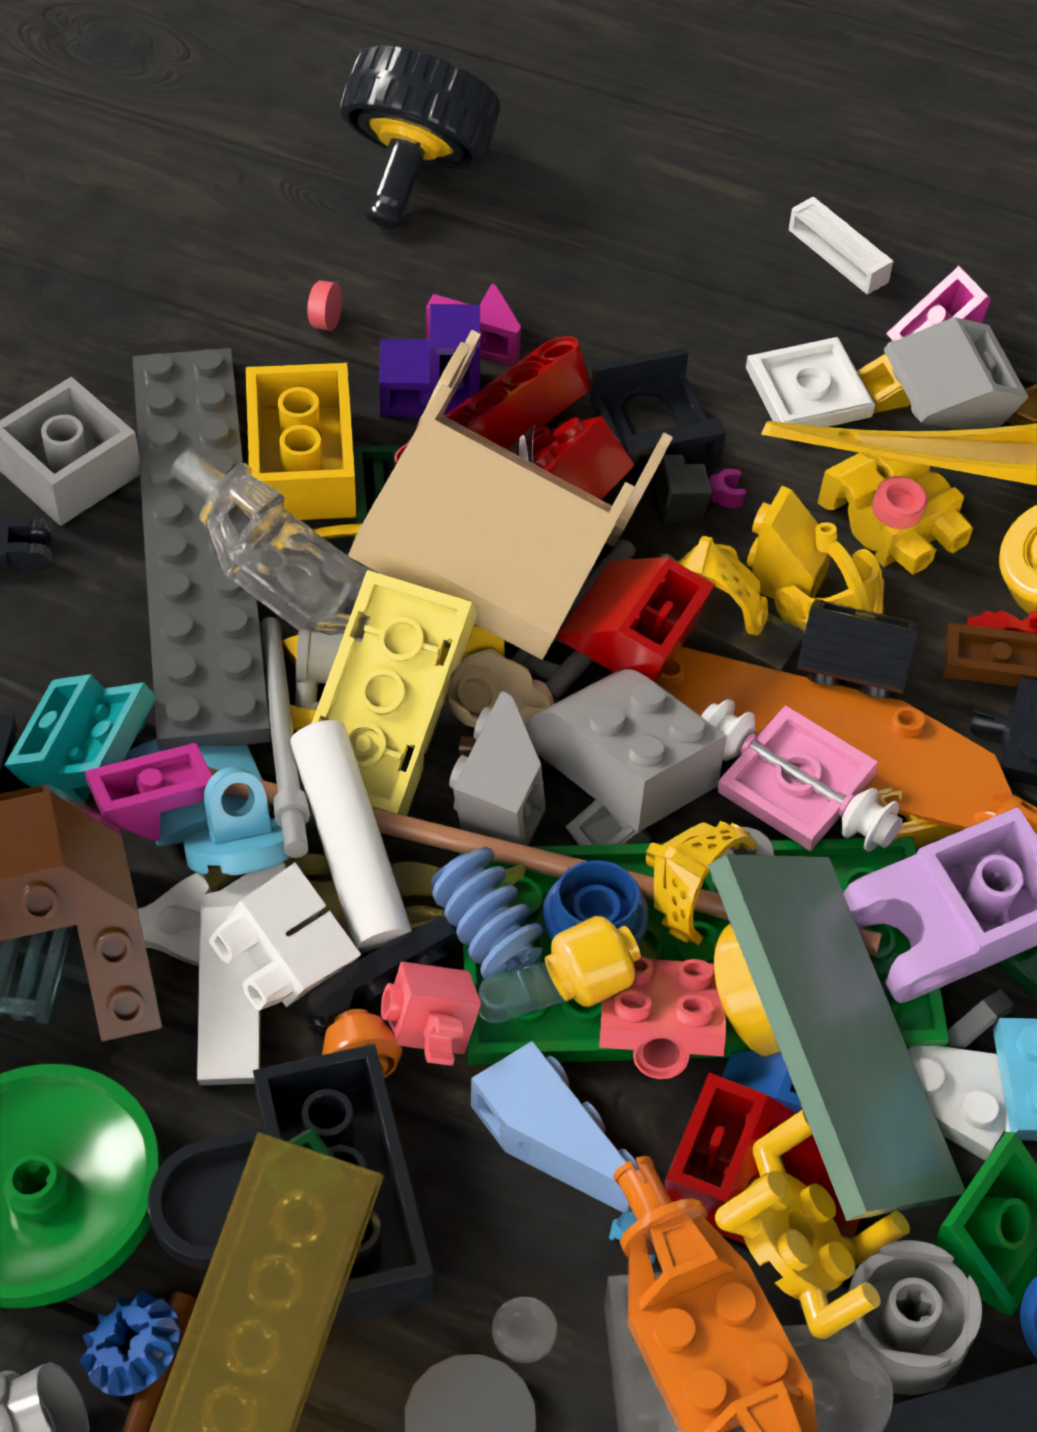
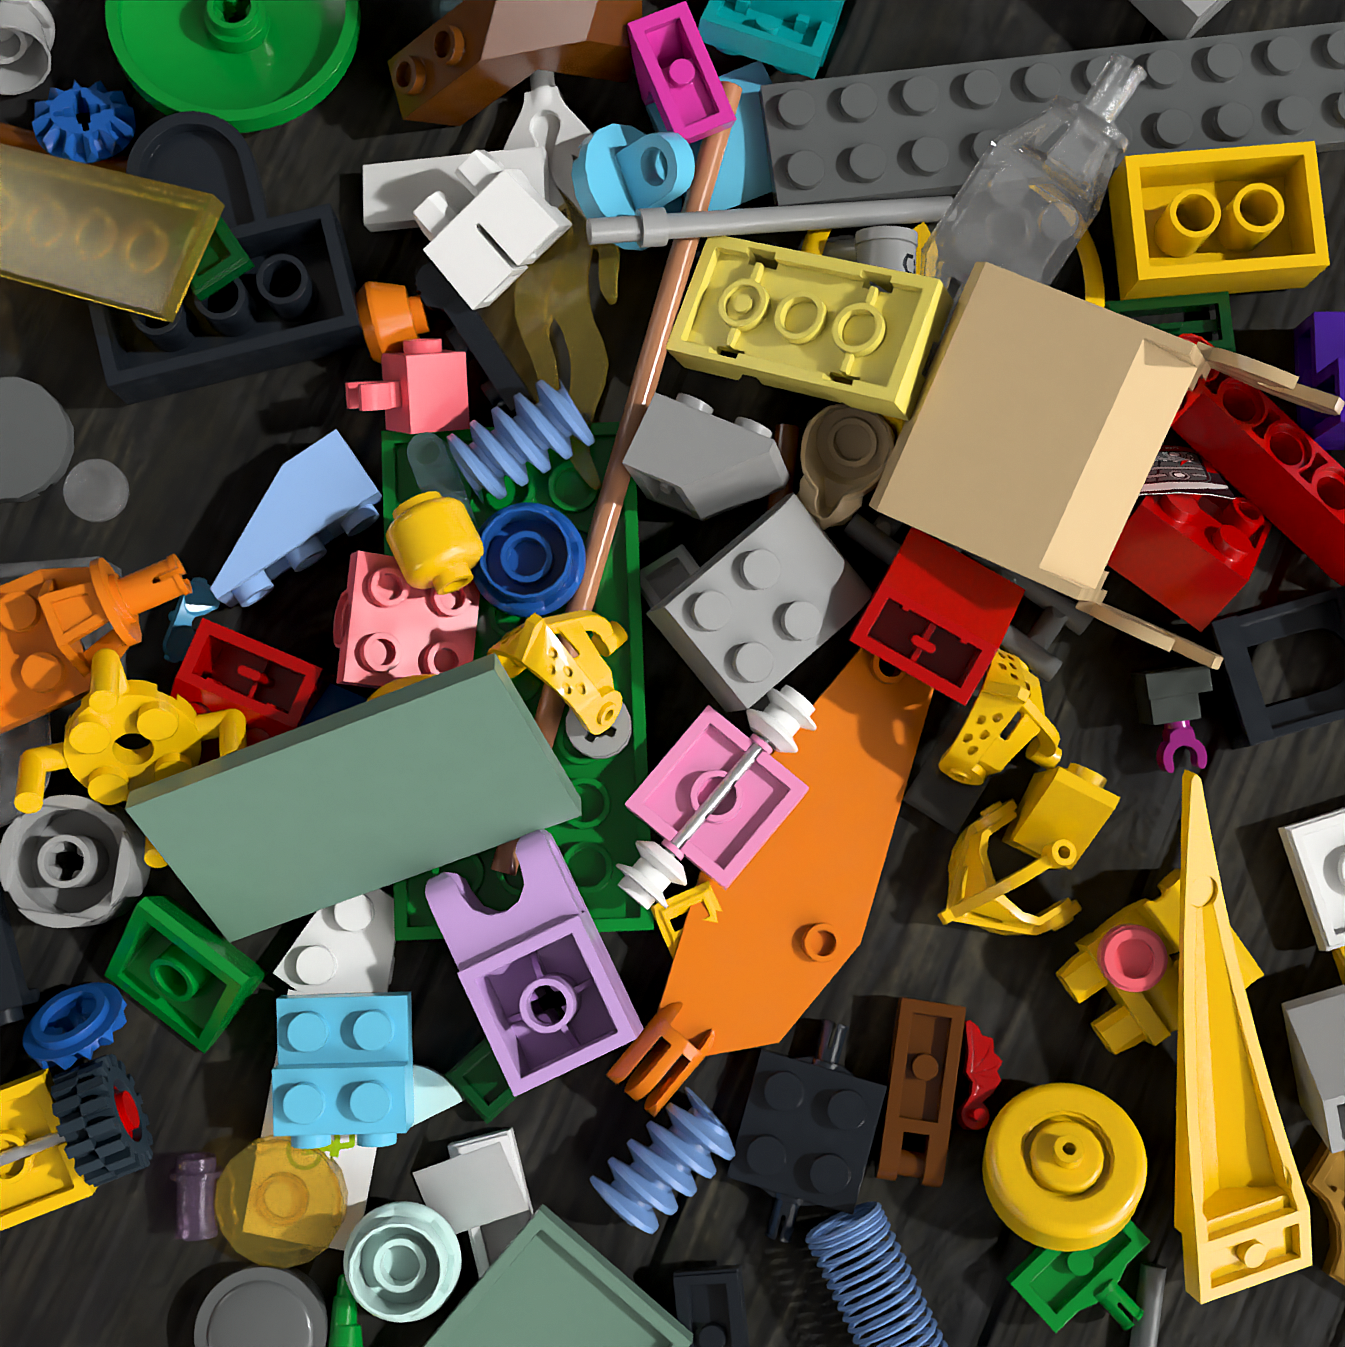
camera: 90 degrees right, 30 degrees up
(349, 835) = (622, 295): white brick -> none
(857, 648) = (918, 888): black brick -> none
(979, 1020) = (428, 981): dark grey tile -> none

